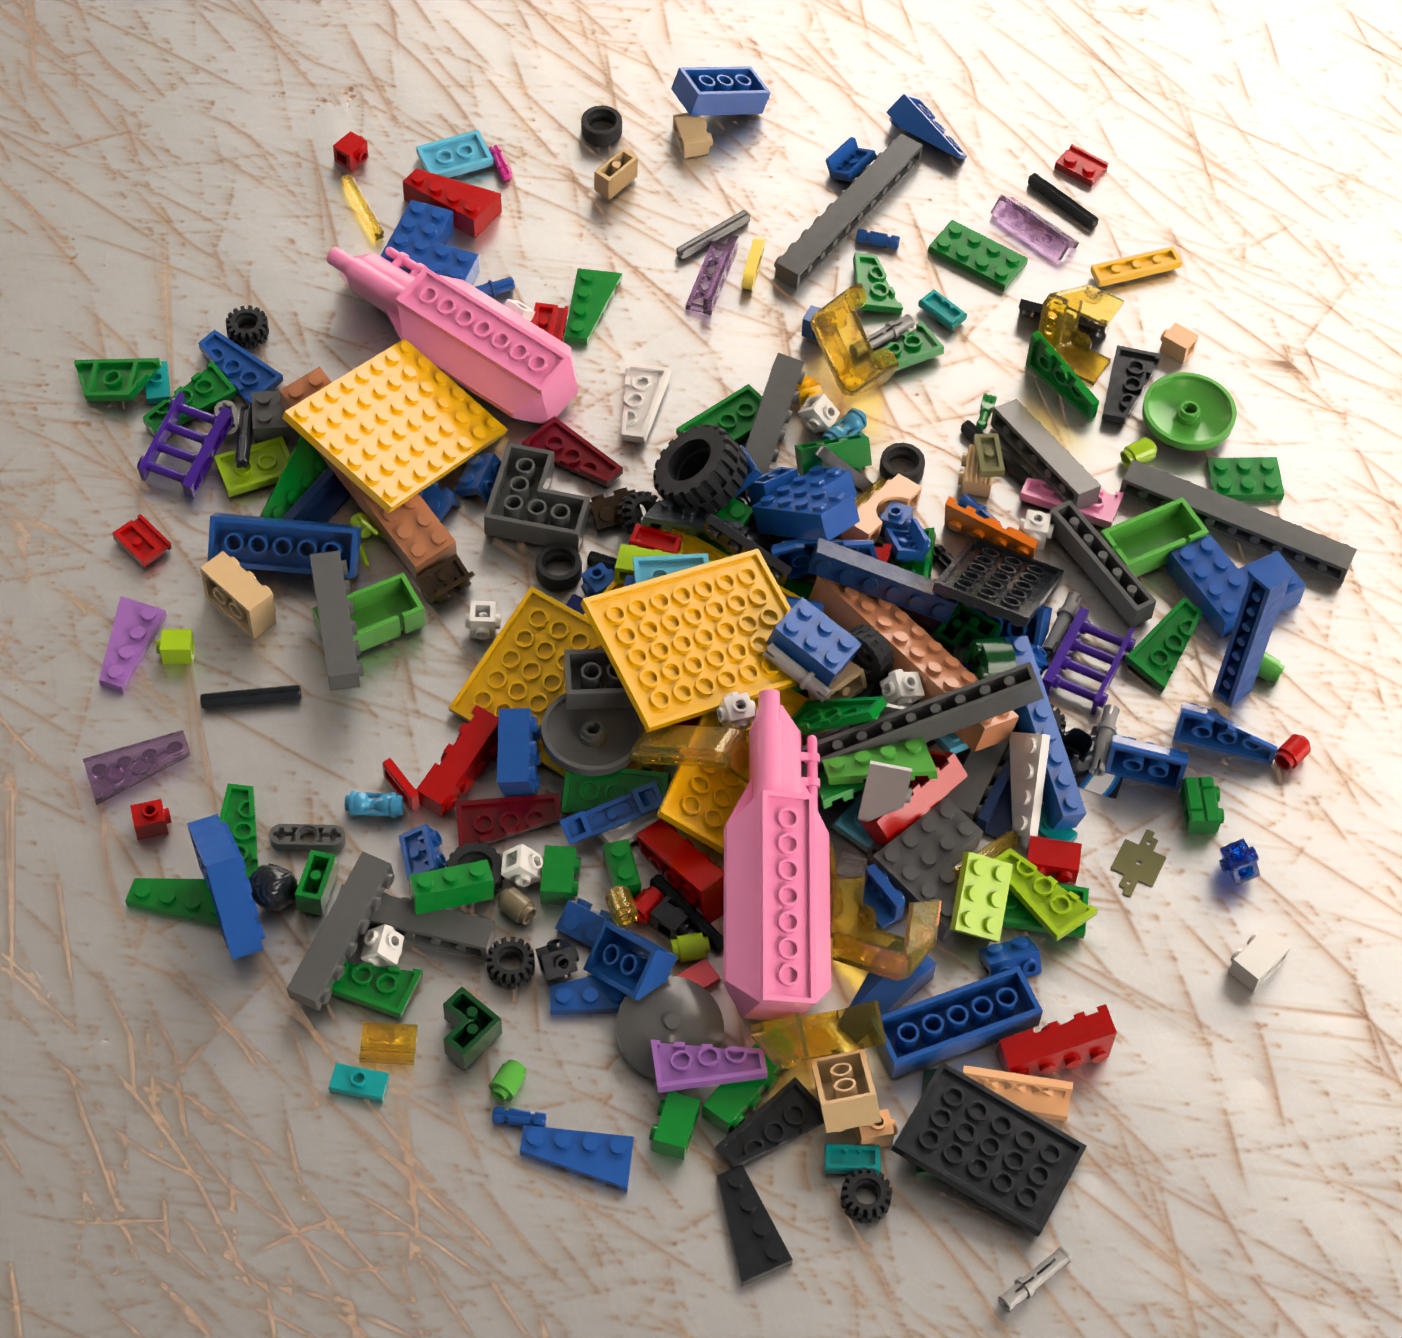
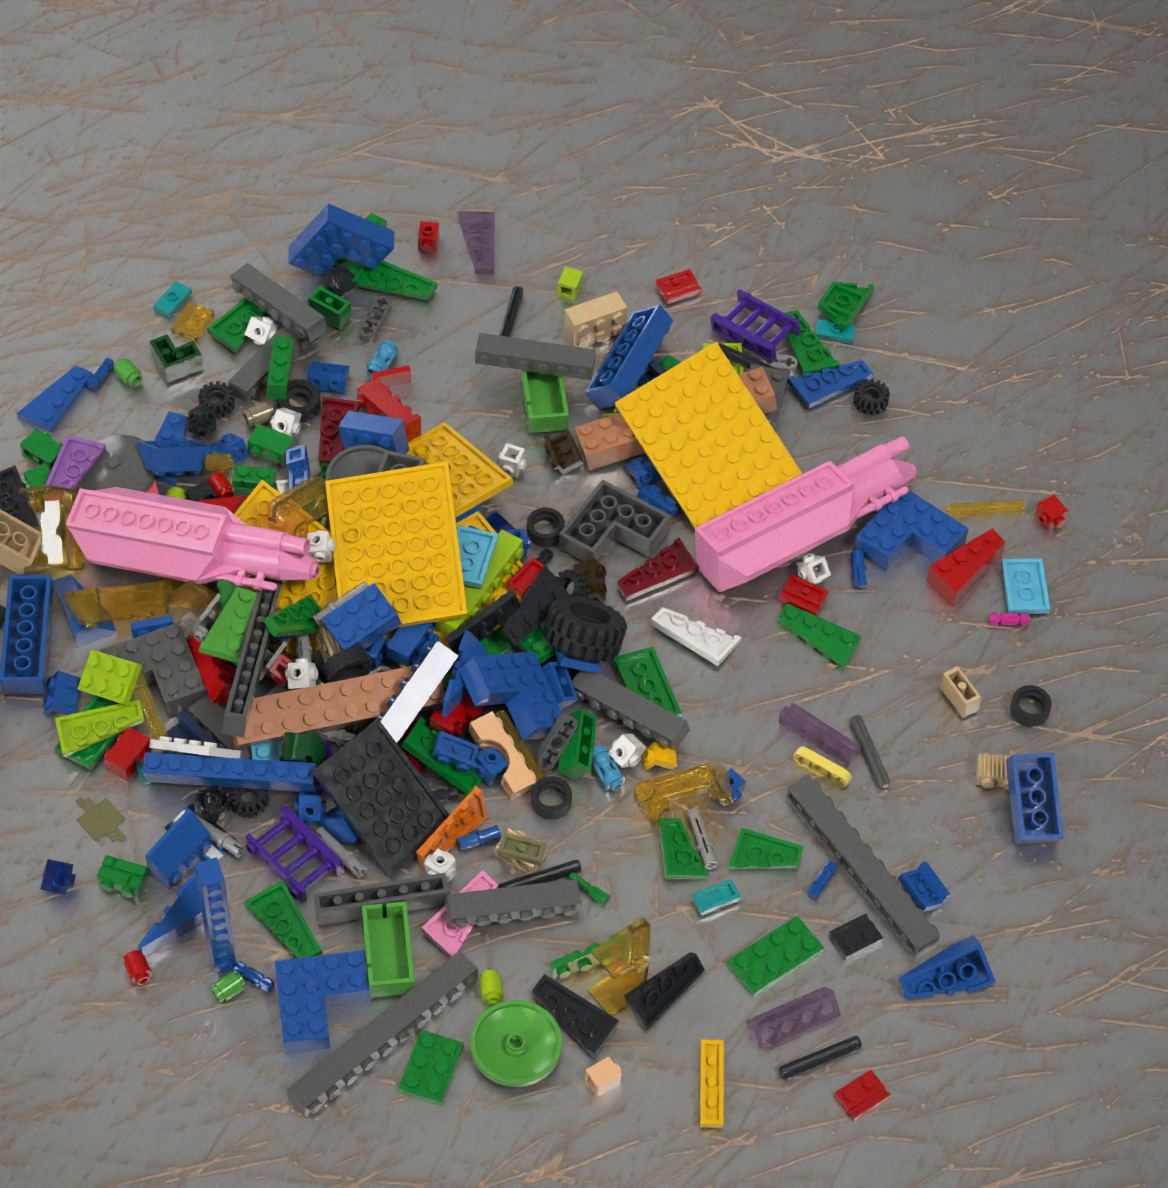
camera: 110 degrees right, 0 degrees up
(129, 640) = (595, 265): medium lavender wing -> none
(924, 203) = (856, 936): none -> black plate

